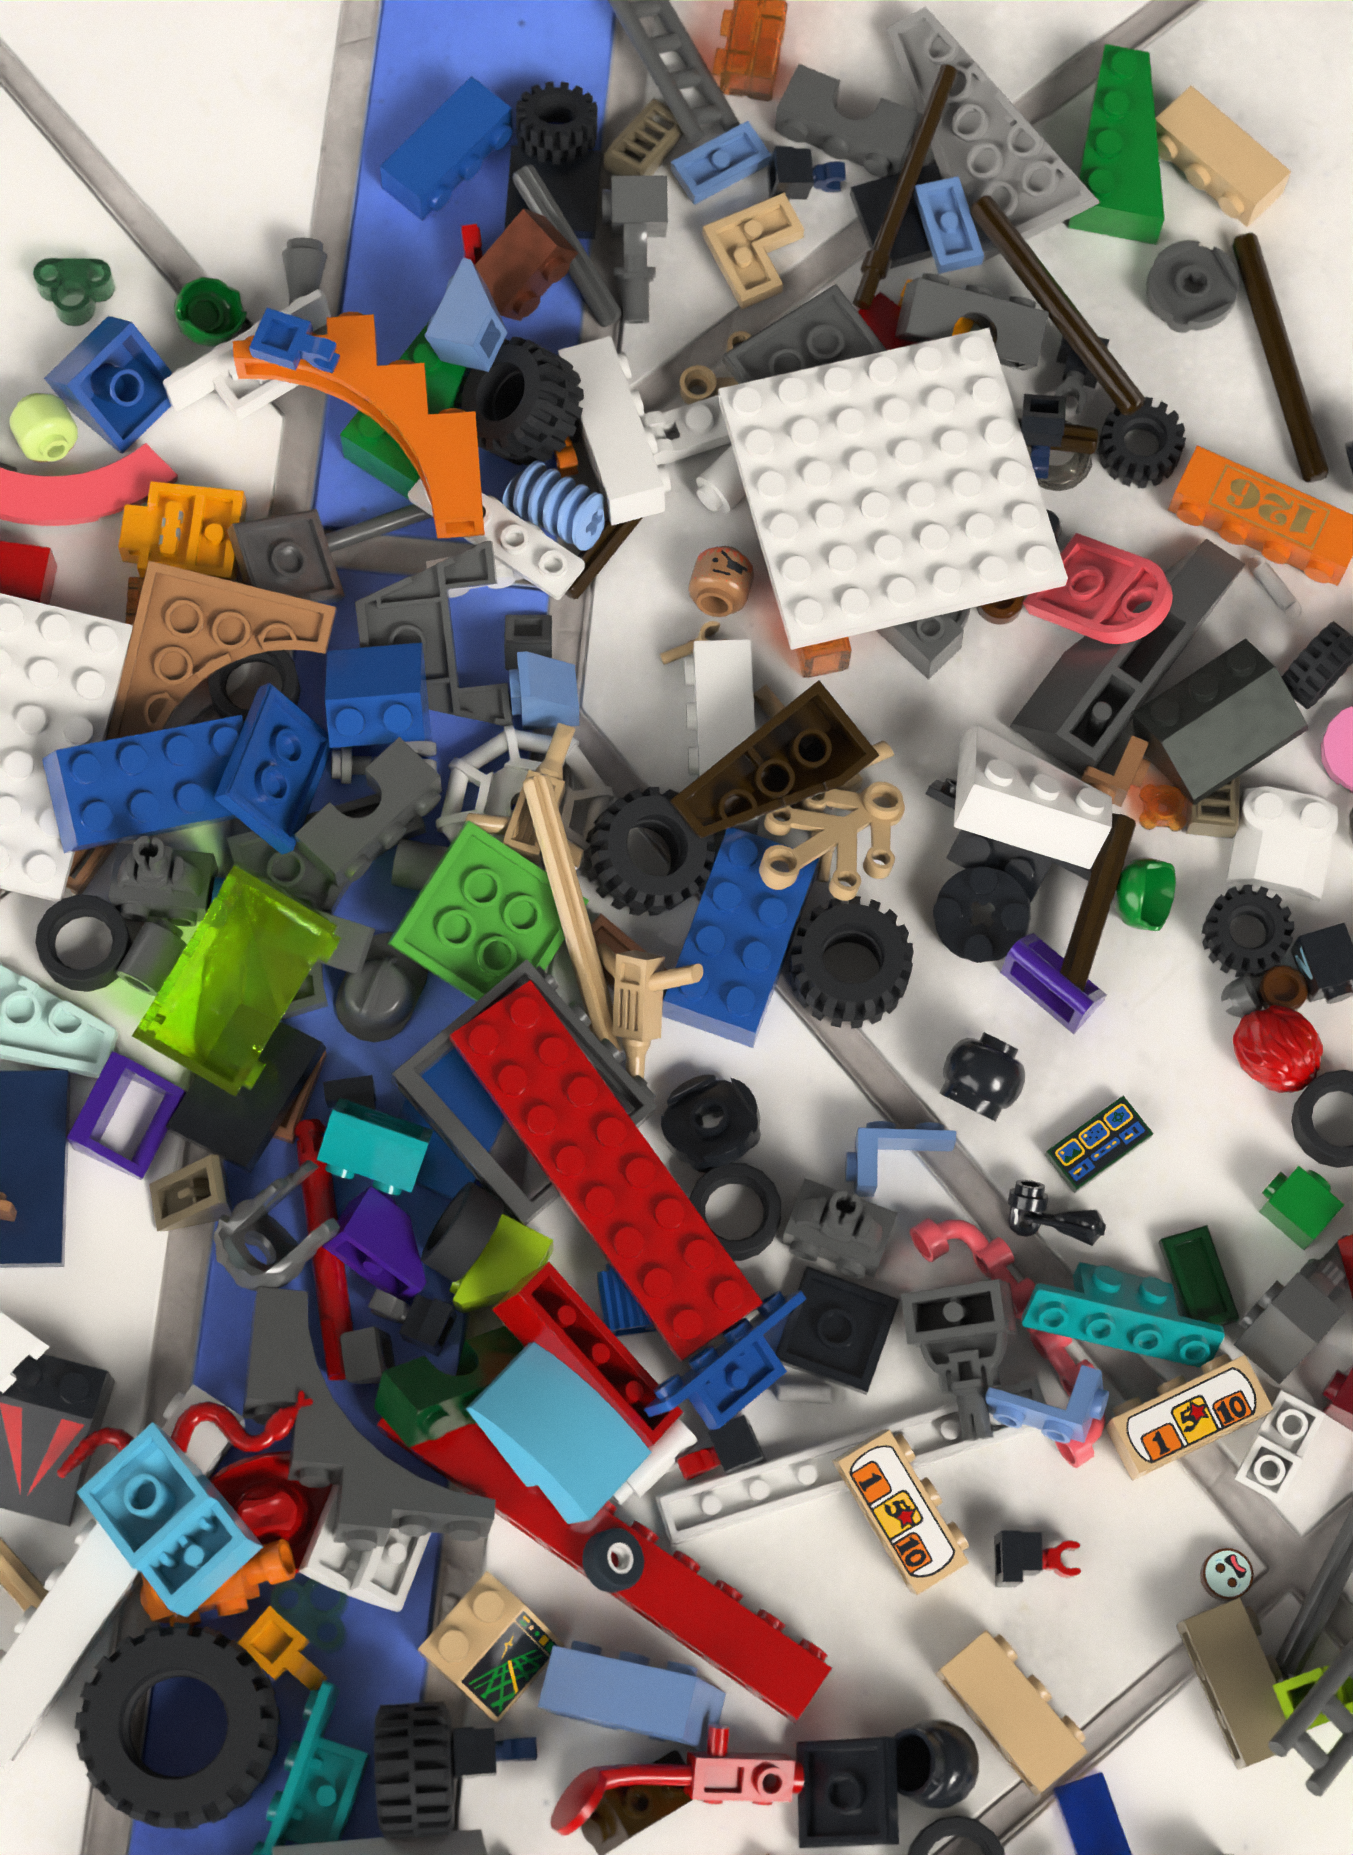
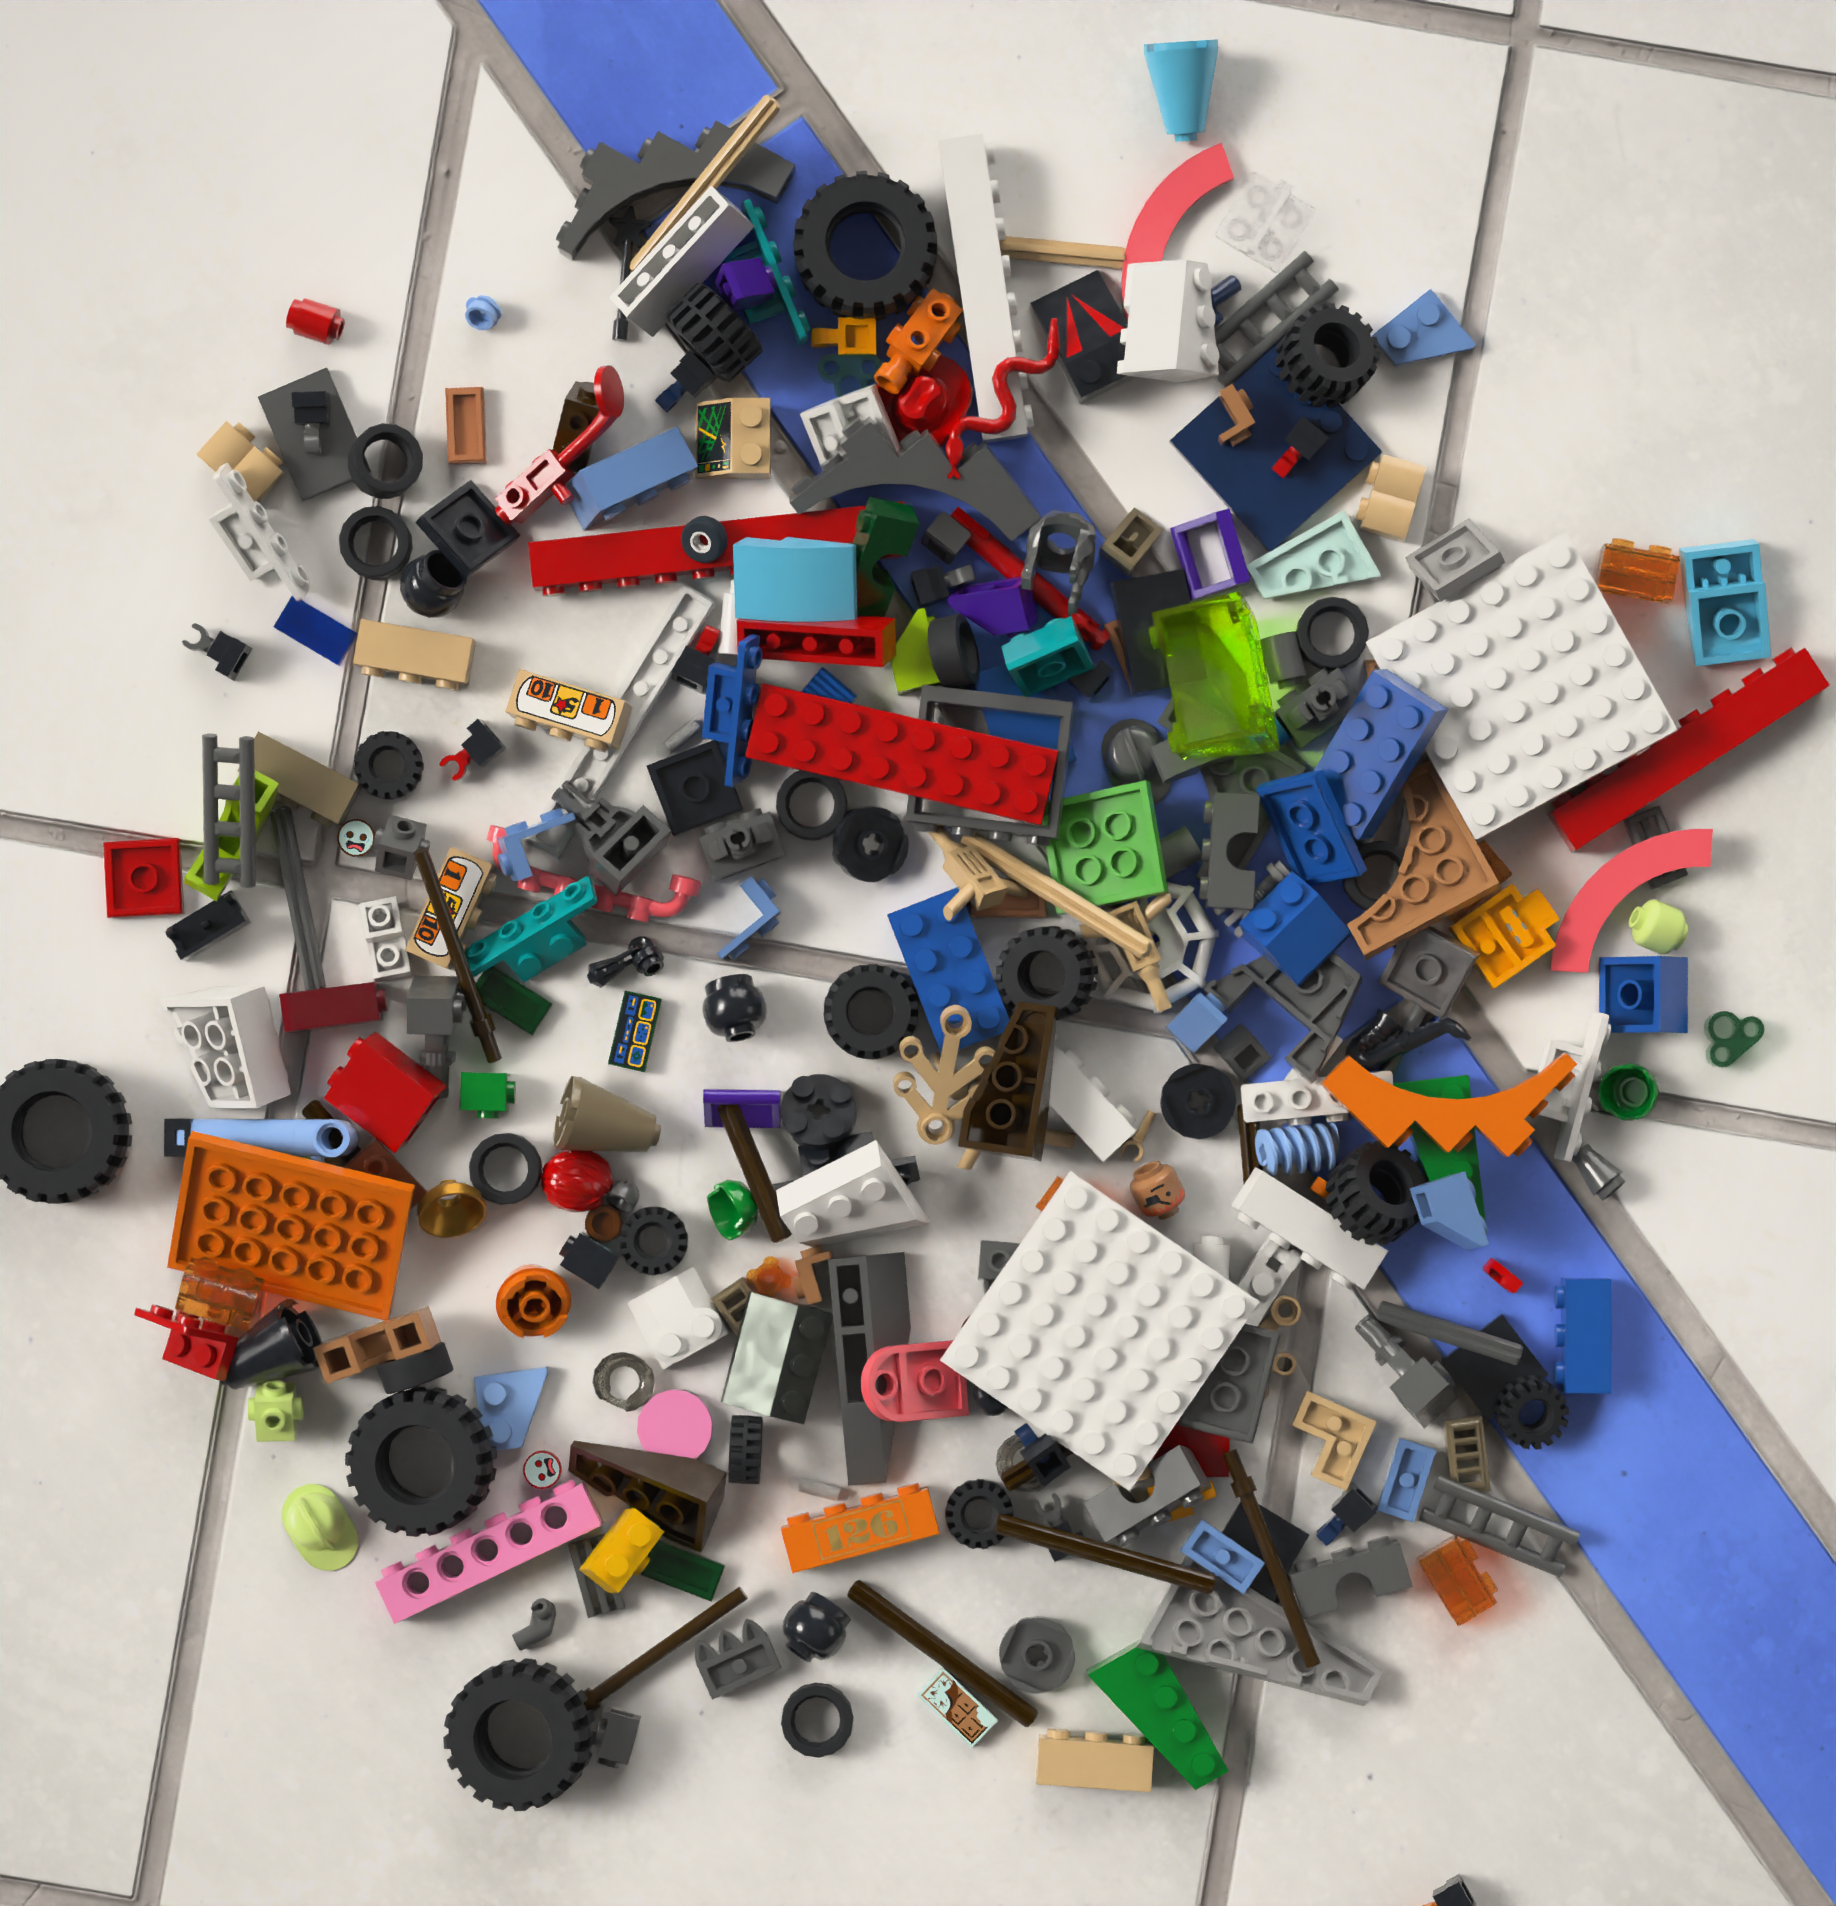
camera: 145 degrees right, 15 degrees up
(169, 1520) = (967, 343): medium azure slope -> none
(288, 339) = (1540, 1087): blue plate -> none
(337, 1790) = (745, 283): none -> dark purple slope
(397, 539) = (1377, 1044): none -> black piece
(525, 264) = (1460, 1289): copper brick -> none
(597, 607) = (1217, 1111): none -> black plate
(1155, 1595) = (412, 765): none -> black tyre
(1190, 1519) = (396, 846): none -> dark grey brick
(1209, 1080) = (602, 1121): none -> dark tan cone
(1249, 1278) = (481, 1023): none -> dark brown bar
(1305, 302) = (957, 1707): none -> tile

